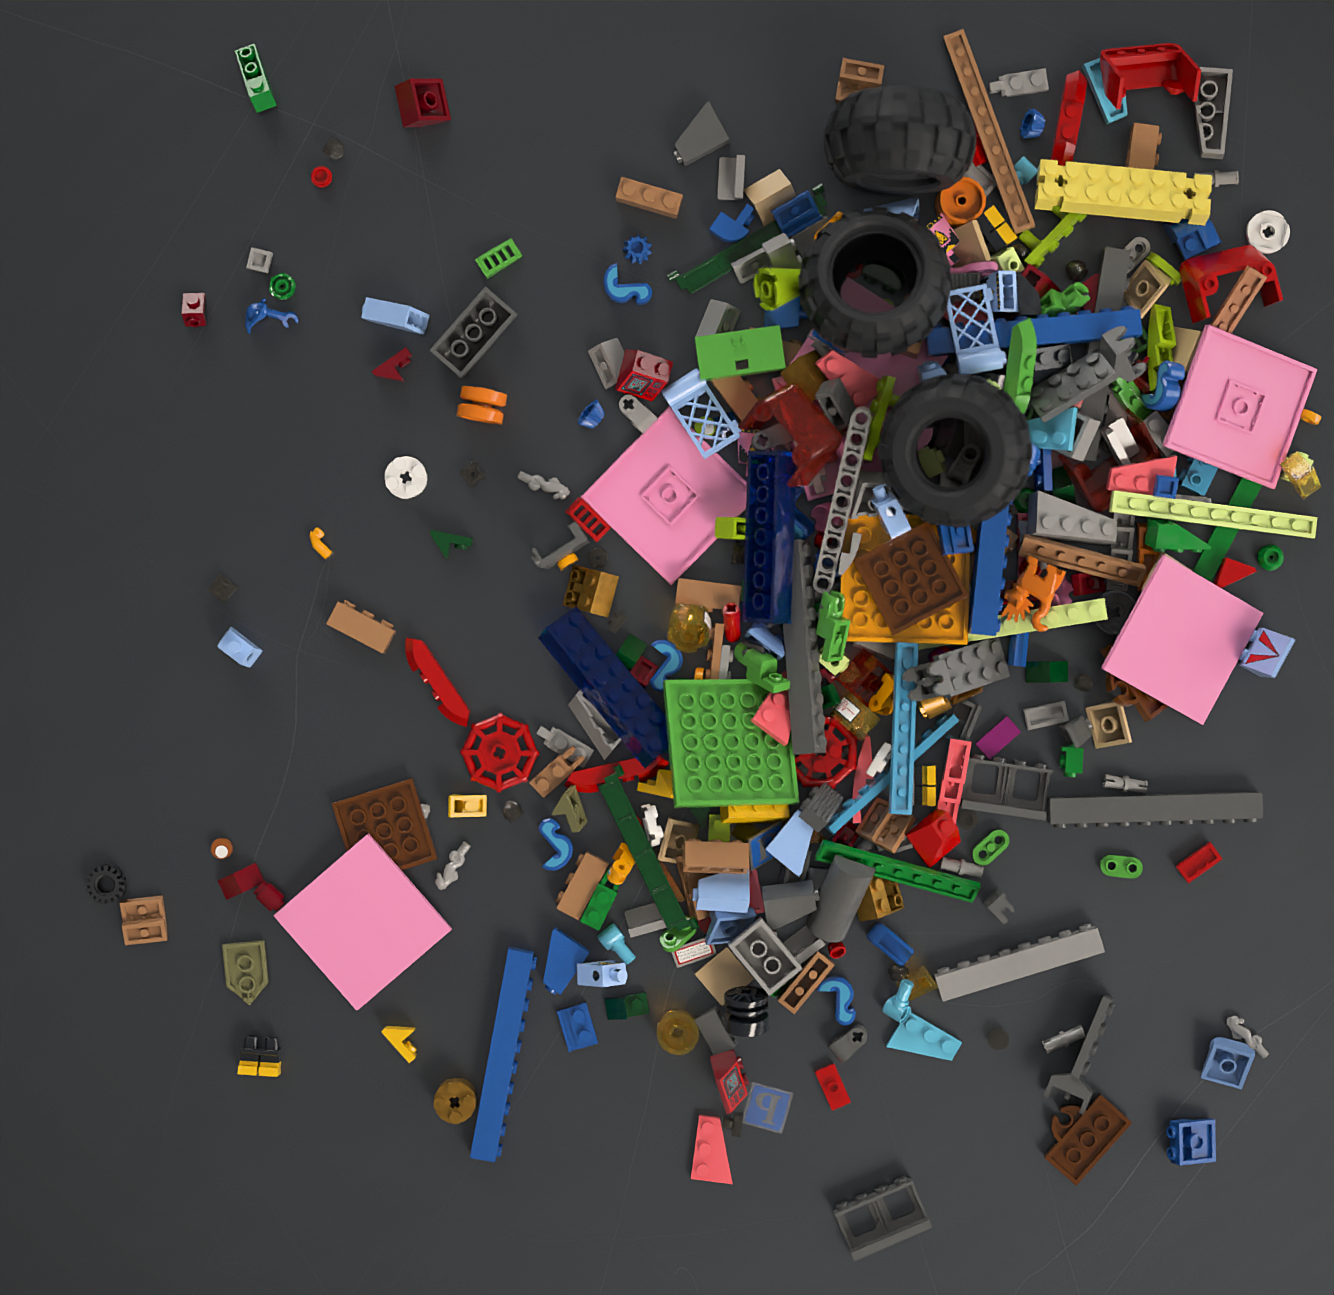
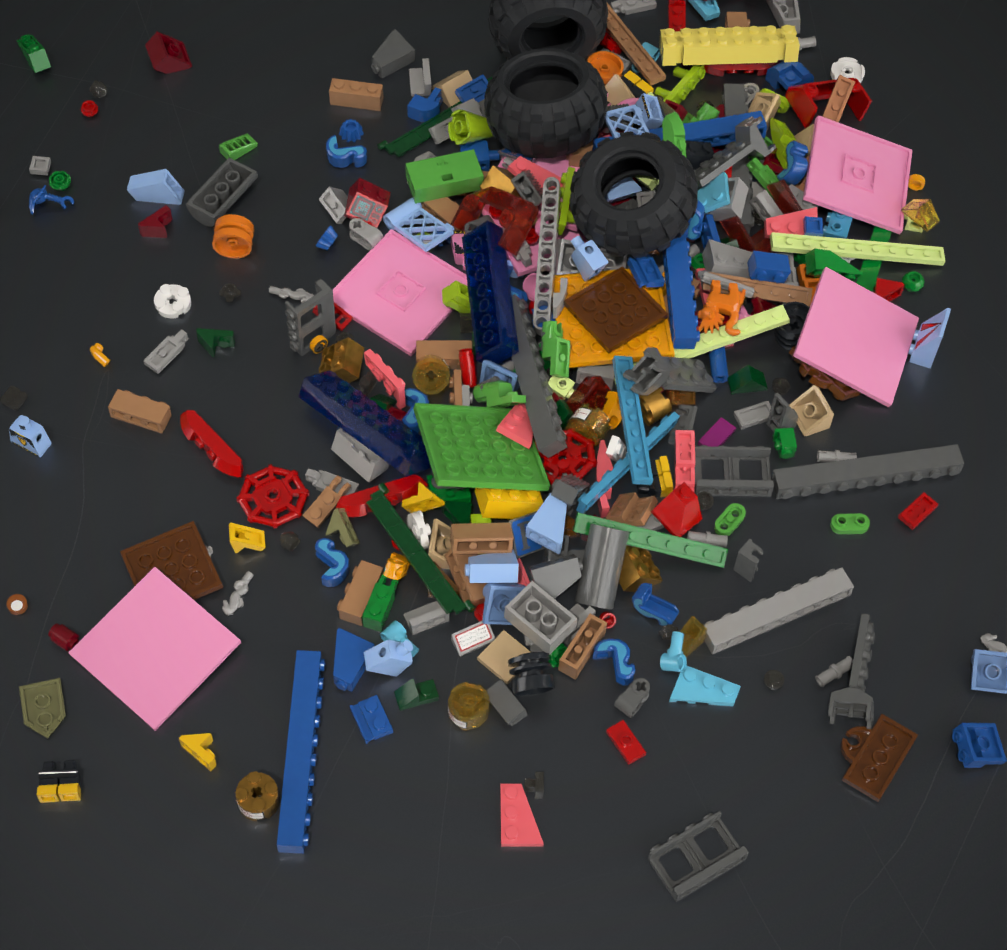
camera: 10 degrees left, 30 degrees down
(241, 881) = (33, 629): dark red slope -> none
(395, 550) = (166, 351): none -> light grey hinge
(638, 629) = (393, 385): none -> coral wing
(679, 937) = (456, 622): bright green plate -> none
(729, 1078) = (524, 737): dark red slope -> none
(767, 1107) = (566, 771): clear piece -> none
(1032, 124) = (649, 23): blue piece -> none
(1047, 557) = (708, 277): none -> light grey axle
(1099, 544) = (769, 267): none -> blue brick

